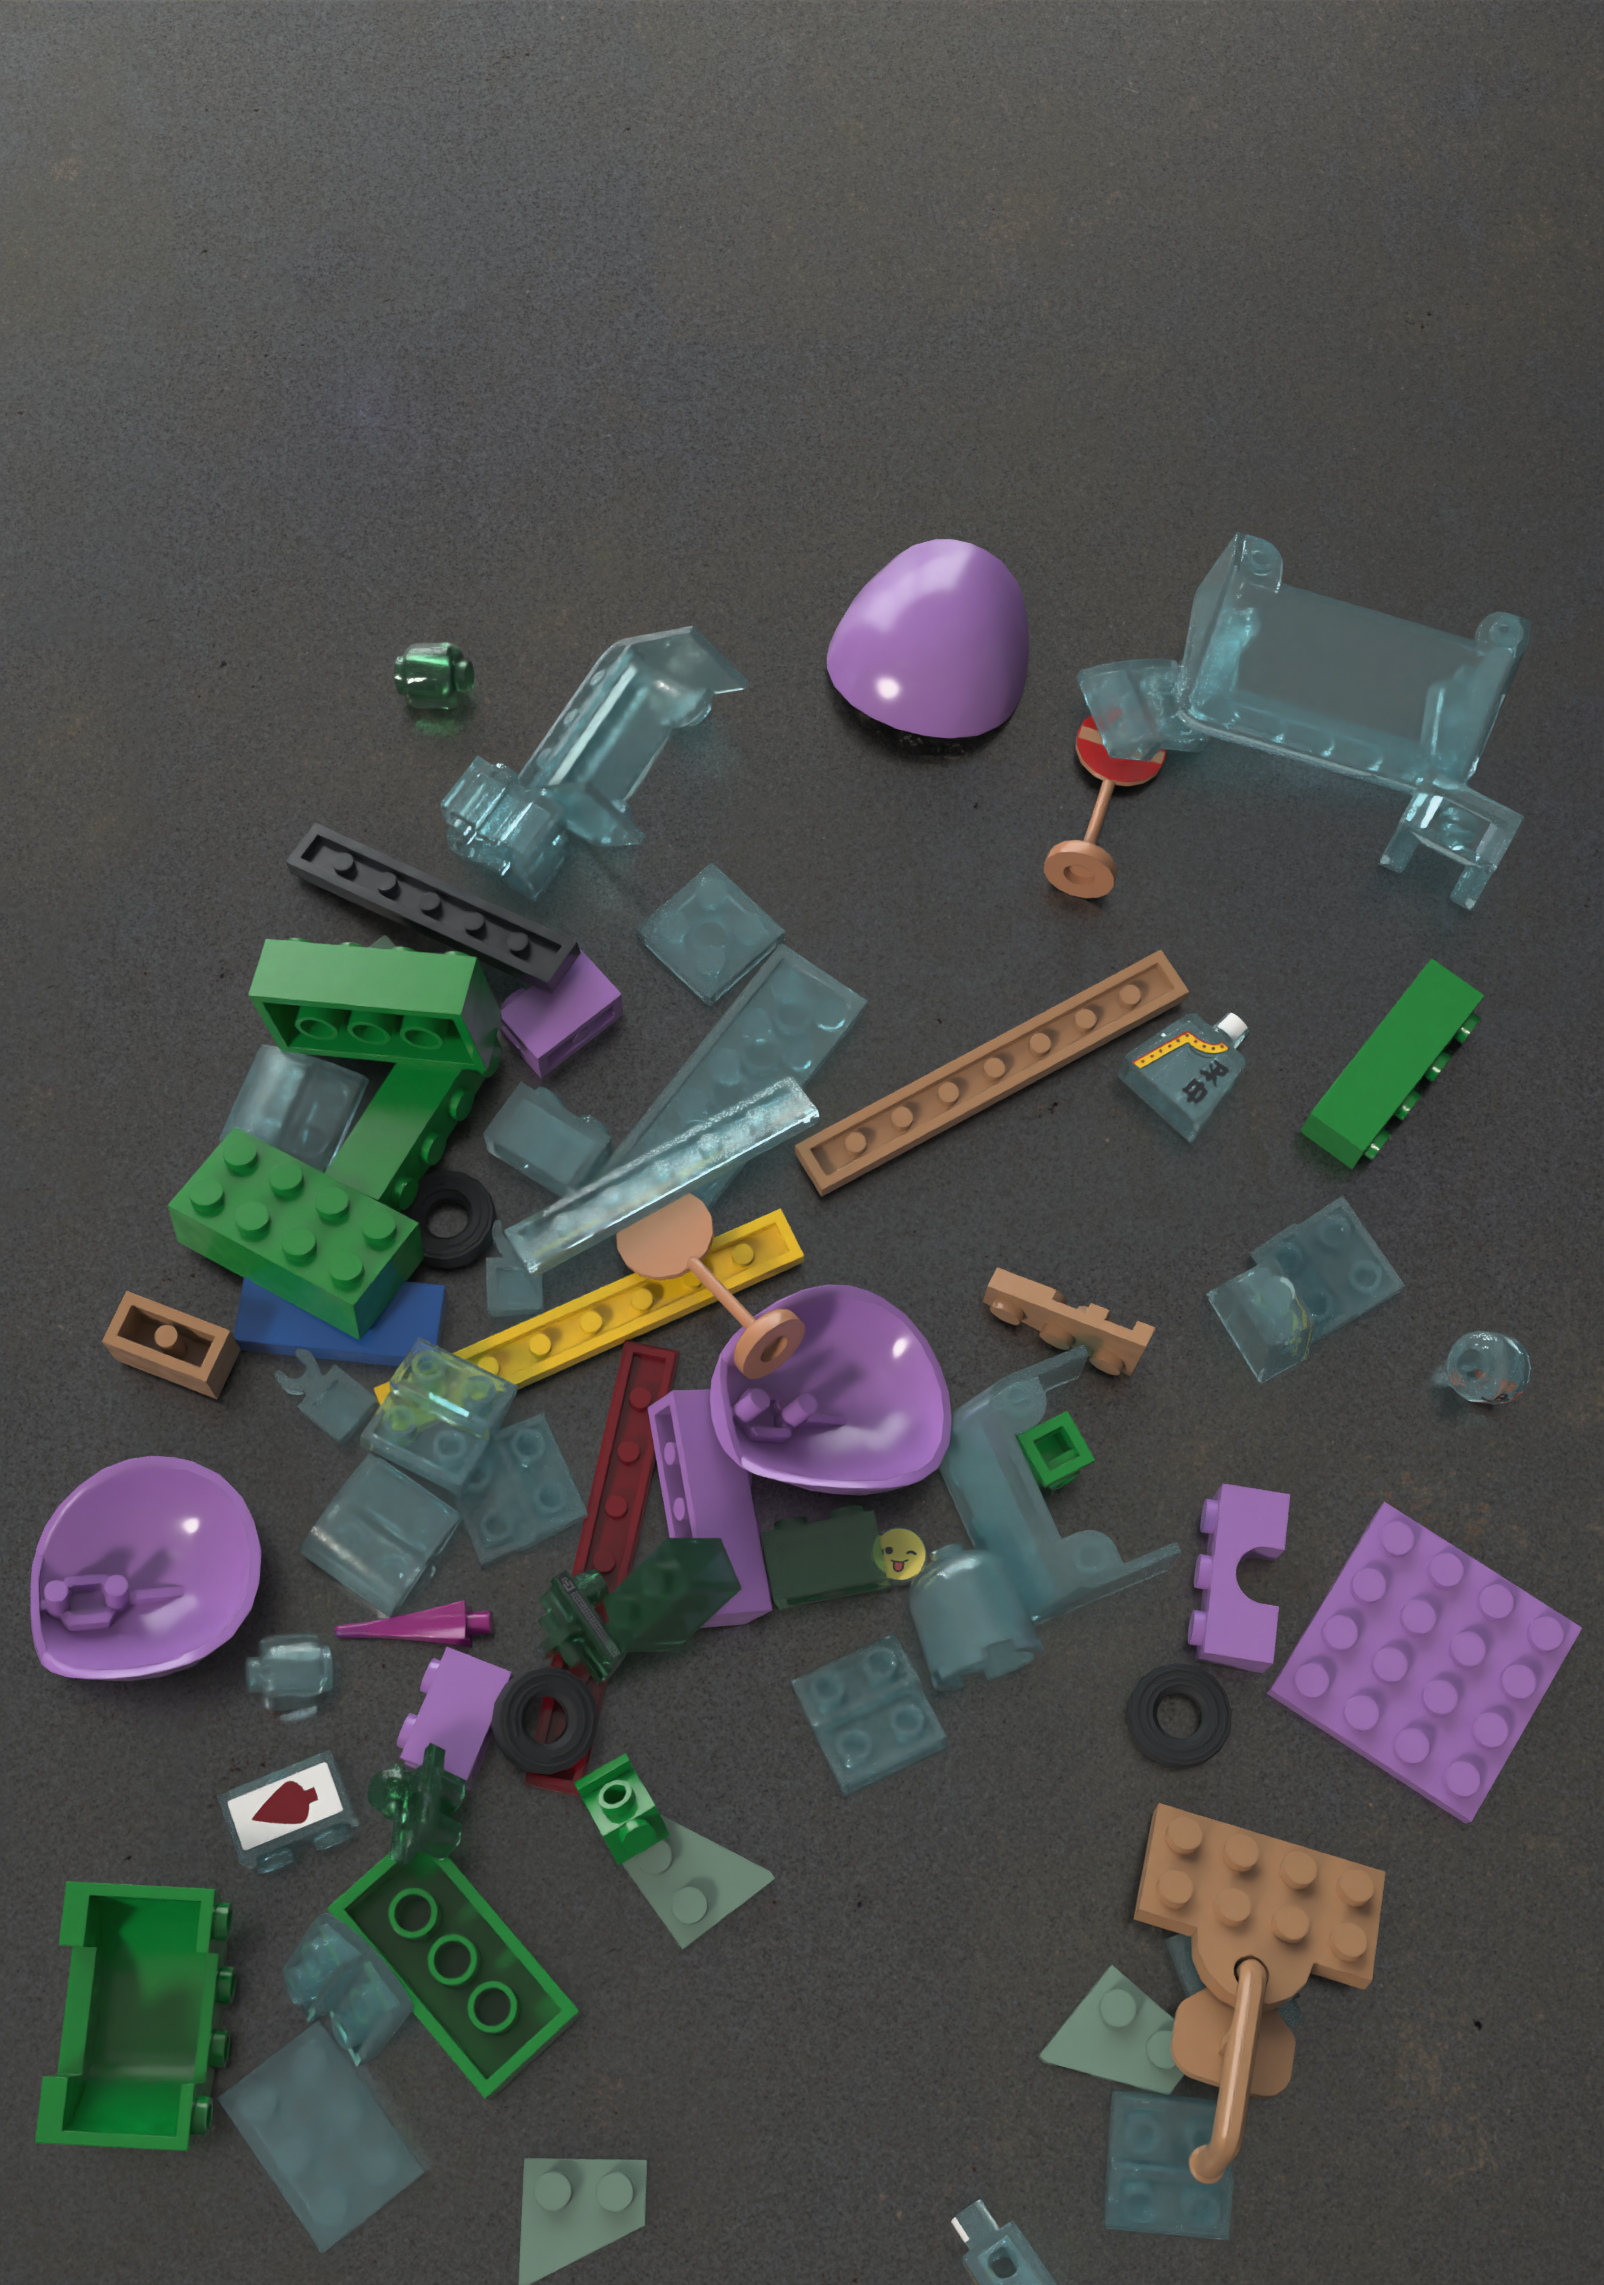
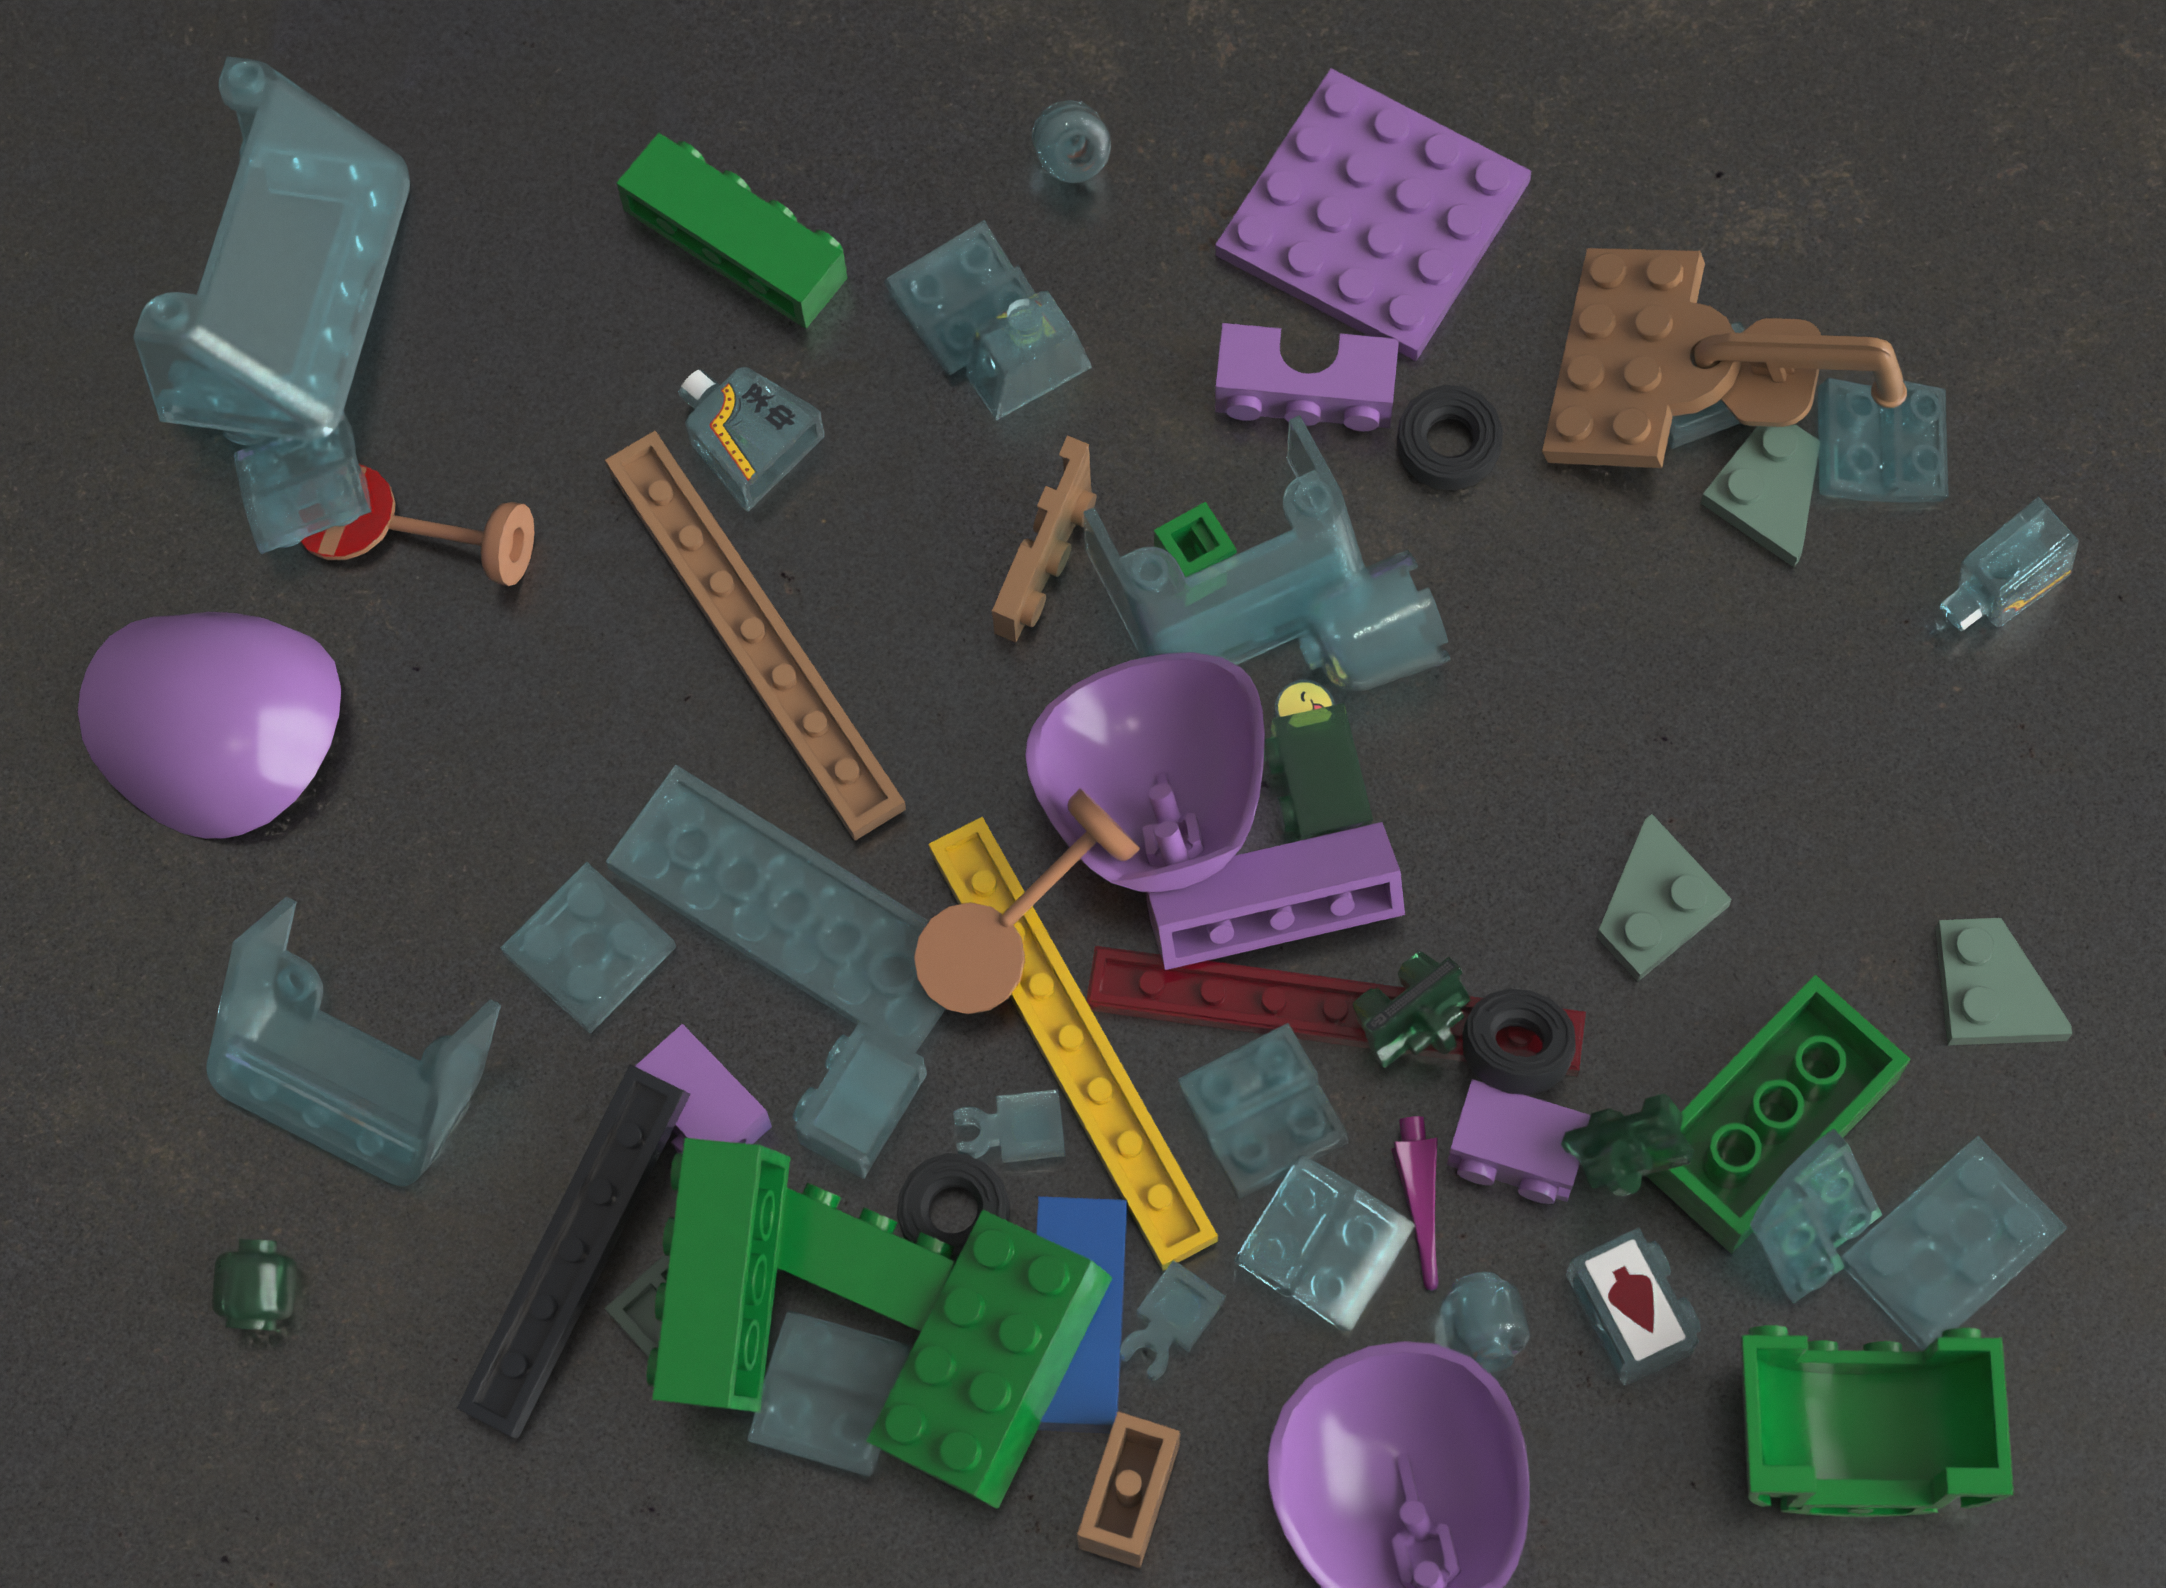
camera: 85 degrees left, 0 degrees up
(439, 1416) = (1194, 1183): clear light blue slope -> none
(507, 827) = (471, 1168): clear light blue brick -> none
(621, 1809) = (1625, 961): green brick -> none
(661, 1176) = (902, 966): clear light blue tile -> none
(671, 1594) = (1385, 908): clear green brick -> none
(869, 1714) = (1473, 733): clear light blue slope -> none
(1458, 826) = (456, 151): clear light blue panel -> none

